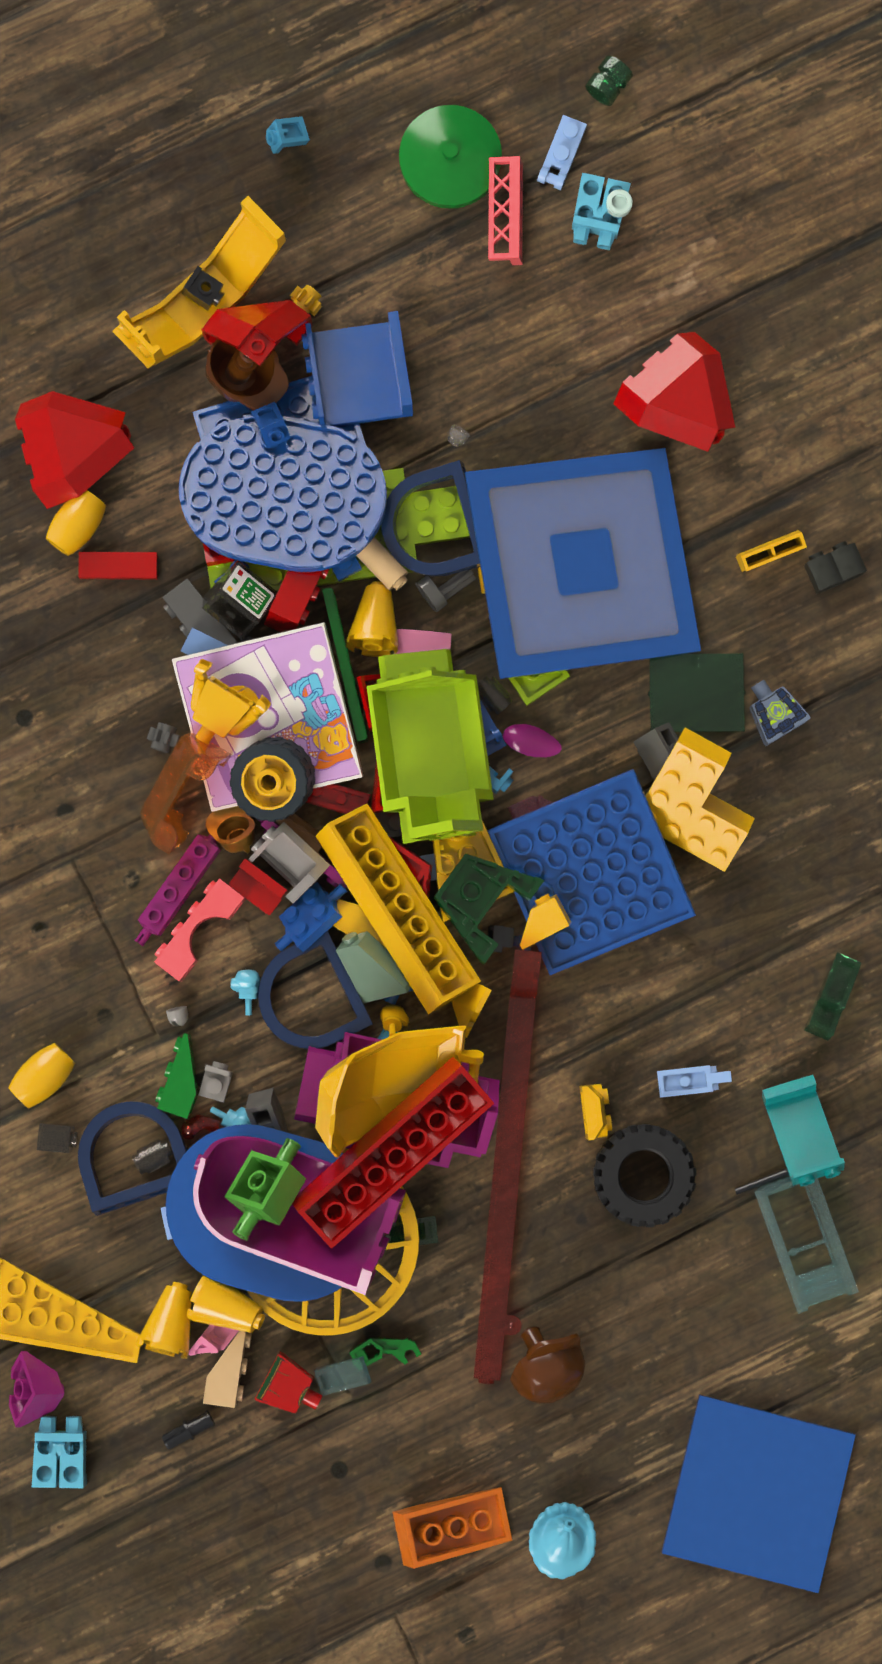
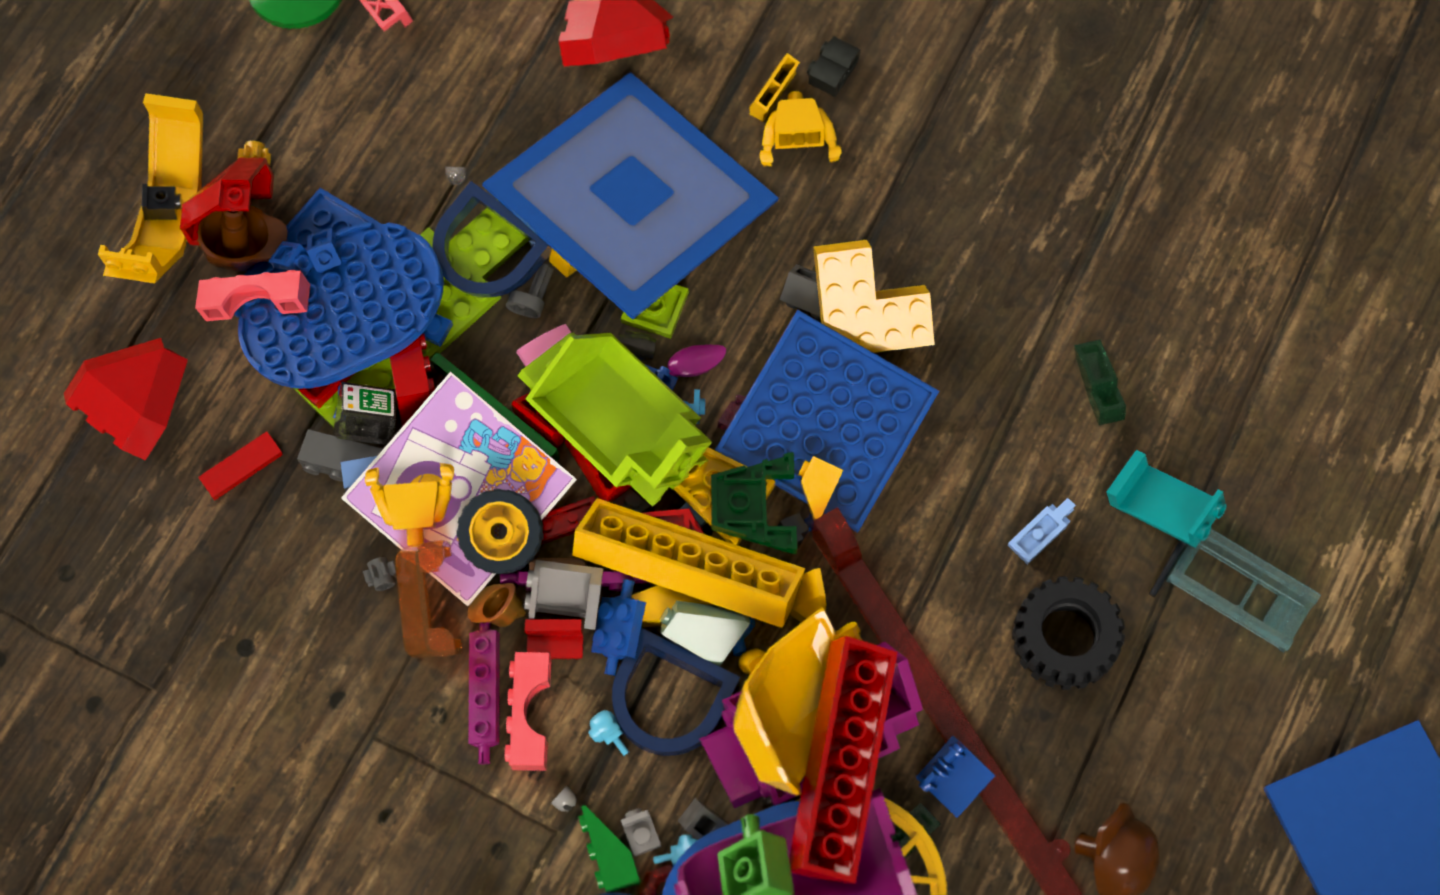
camera: 35 degrees left, 15 degrees down
(75, 523) = (178, 453): yellow piece -> none
(193, 416) = (222, 297): none -> coral arch
(286, 133) = (147, 48): dark azure bracket -> none
(300, 434) = (322, 249): none -> blue bracket
(358, 373) = (339, 178): blue panel -> none
(374, 623) = (495, 358): yellow cone -> none
(383, 565) = (467, 305): tan brick -> none
(475, 1216) = (955, 776): none -> blue hinge
(593, 1107) = (983, 613): yellow slope -> none
(697, 692) = (796, 225): clear green piece -> none
(765, 600) = (798, 125): none -> yellow torso
(775, 712) = (875, 201): torso -> none

